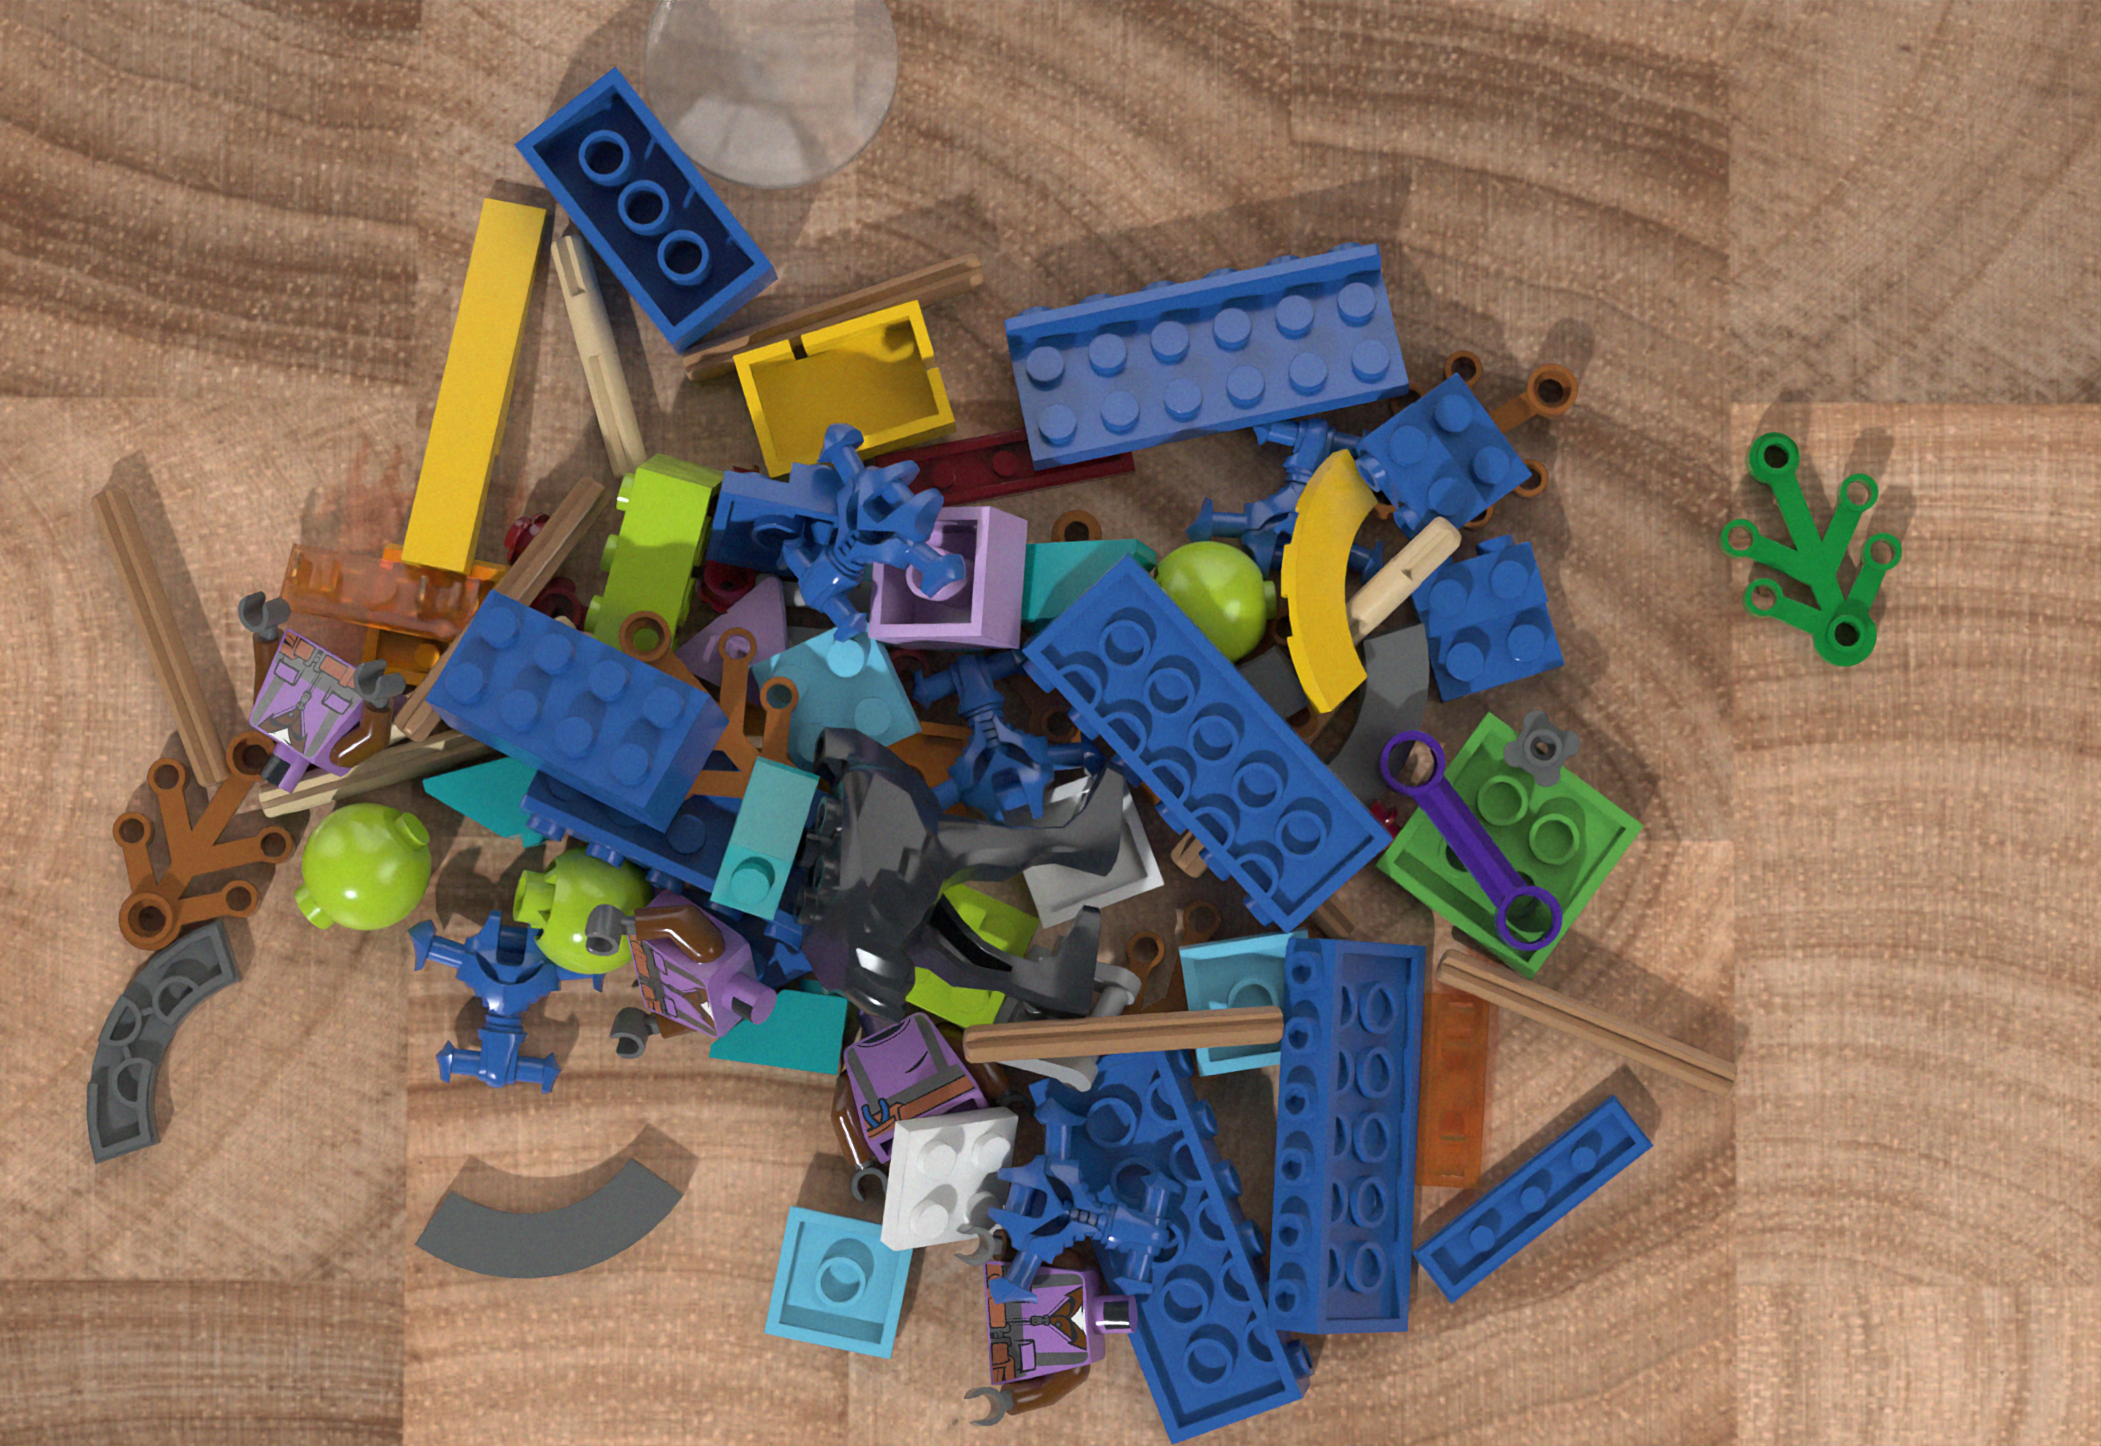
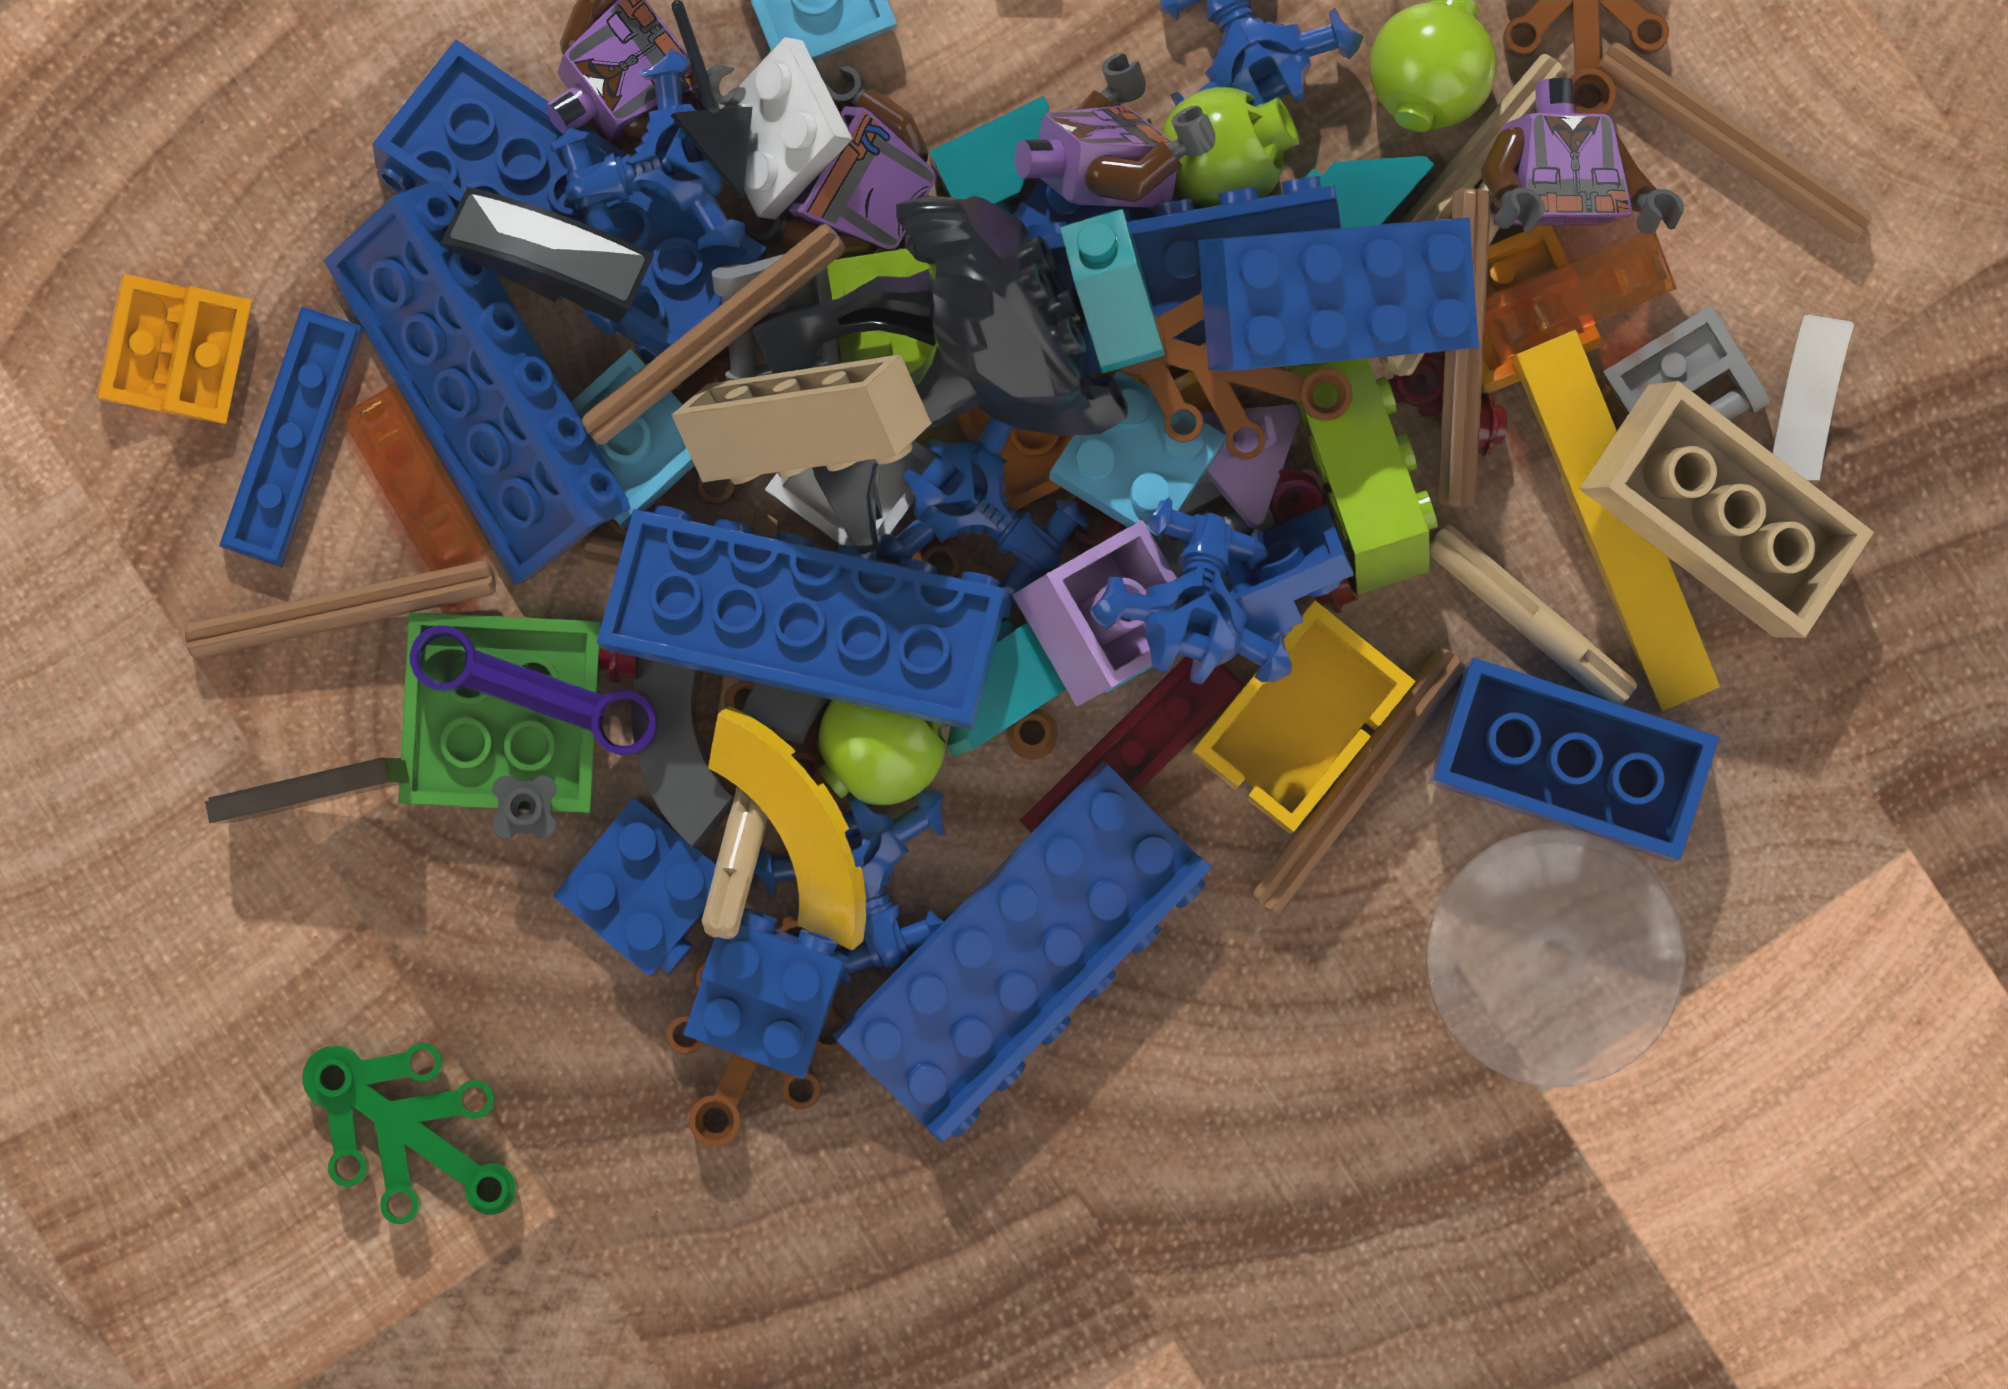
camera: 150 degrees right, 0 degrees up
(272, 359) = (1811, 394): none -> white sticker
(342, 481) = (1693, 356): none -> light grey plate
(379, 327) = (1726, 510): none -> tan brick
(1006, 1205) = (716, 132): none -> black piece
(1098, 902) = (803, 420): none -> tan brick
(1217, 1197) = (547, 252): none -> slope
(1583, 1340) = (173, 349): none -> light orange slope
(1714, 885) = (307, 790): none -> dark brown tile

